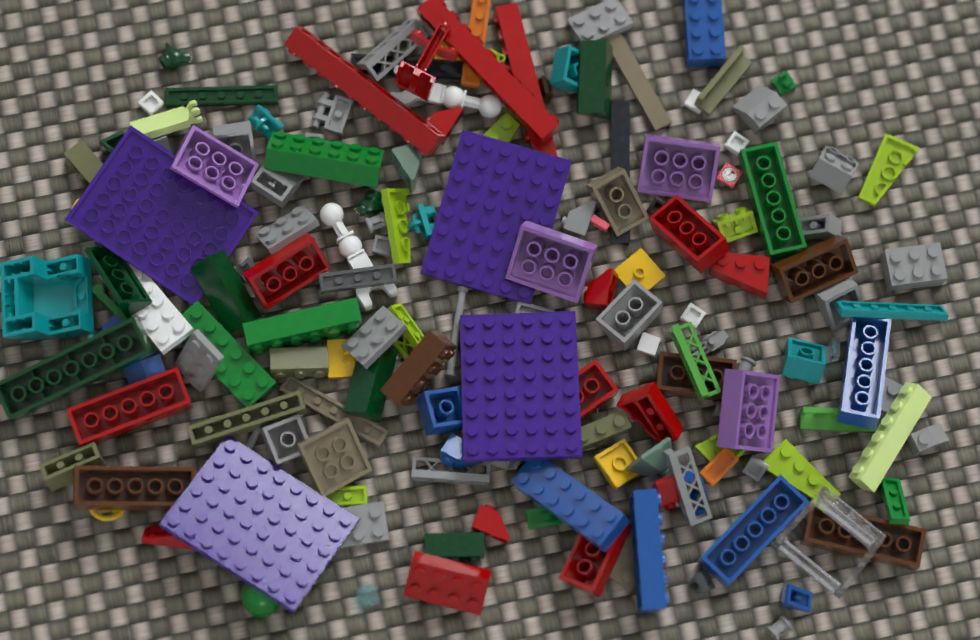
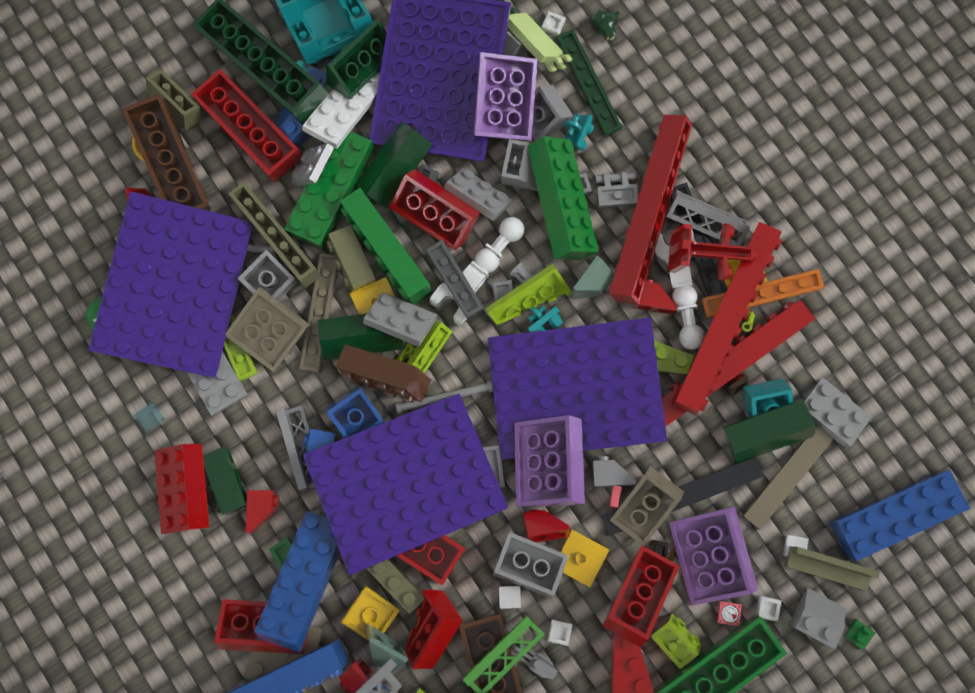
camera: 80 degrees right, 5 degrees up
(370, 204) = (537, 261): dark green animal -> none

